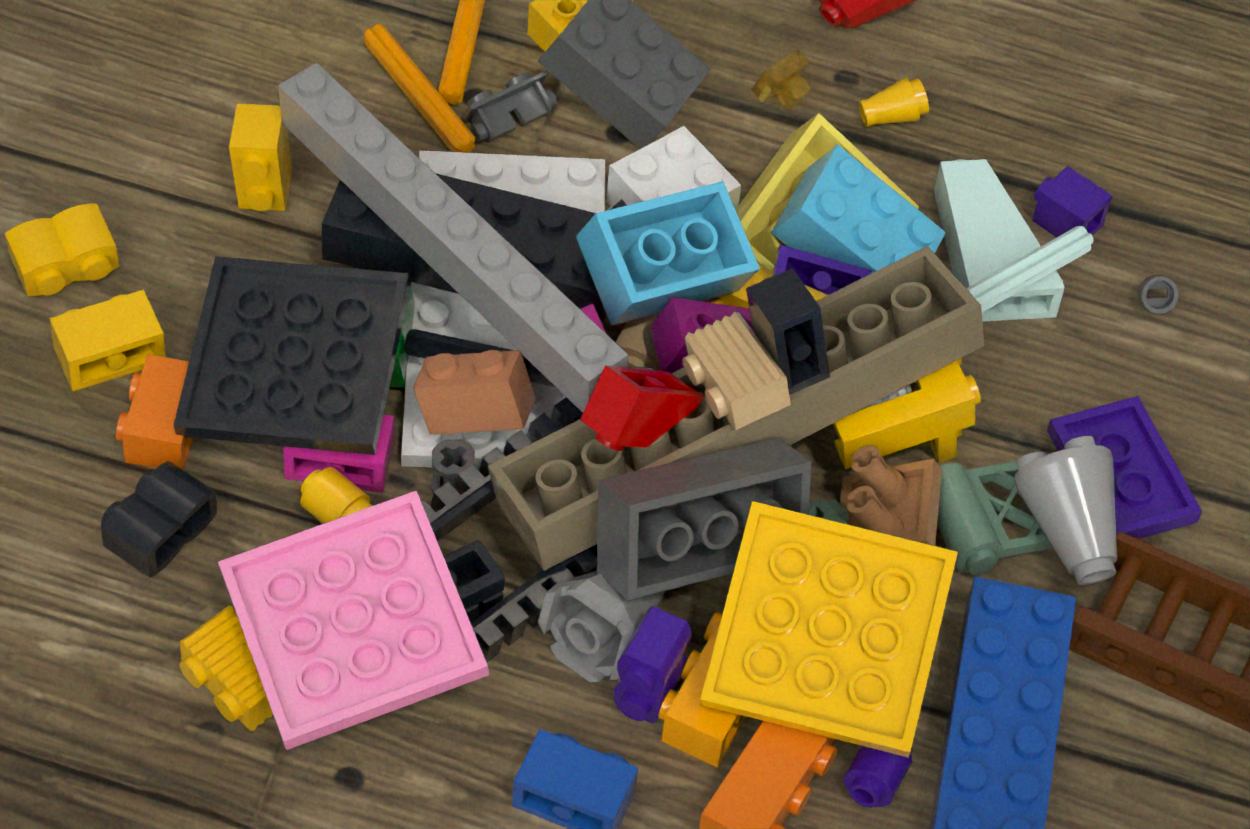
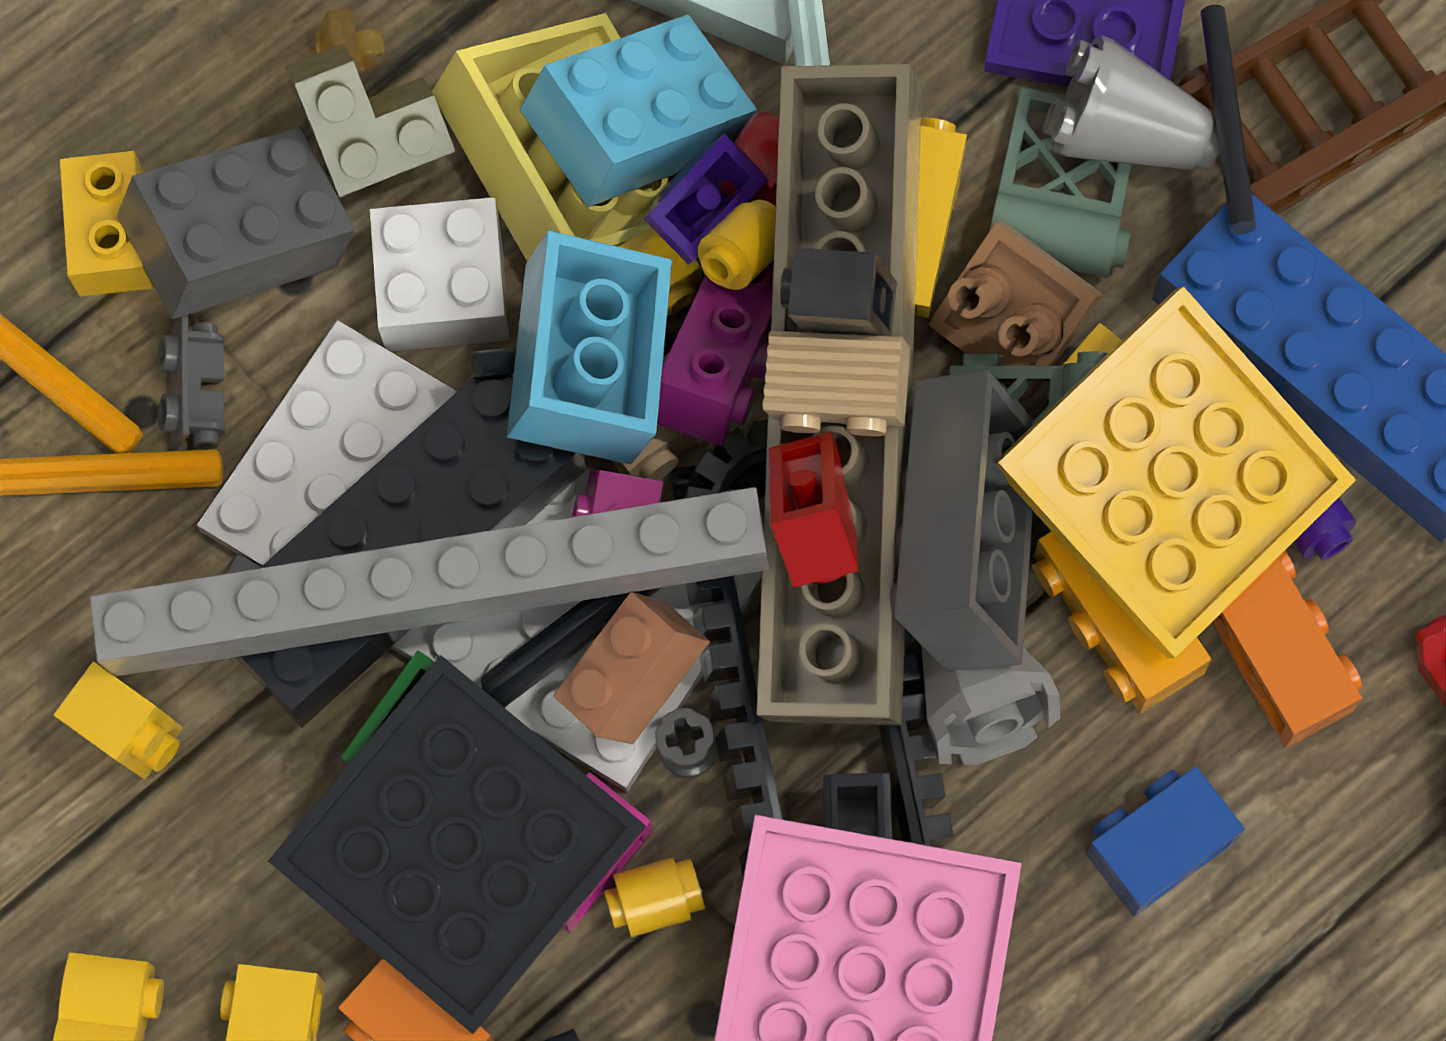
camera: 50 degrees left, 20 degrees up
(651, 664) = (1083, 677): dark purple brick -> none
(731, 95) = (365, 136): none -> brick
(1114, 562) = (1228, 119): none -> black bar

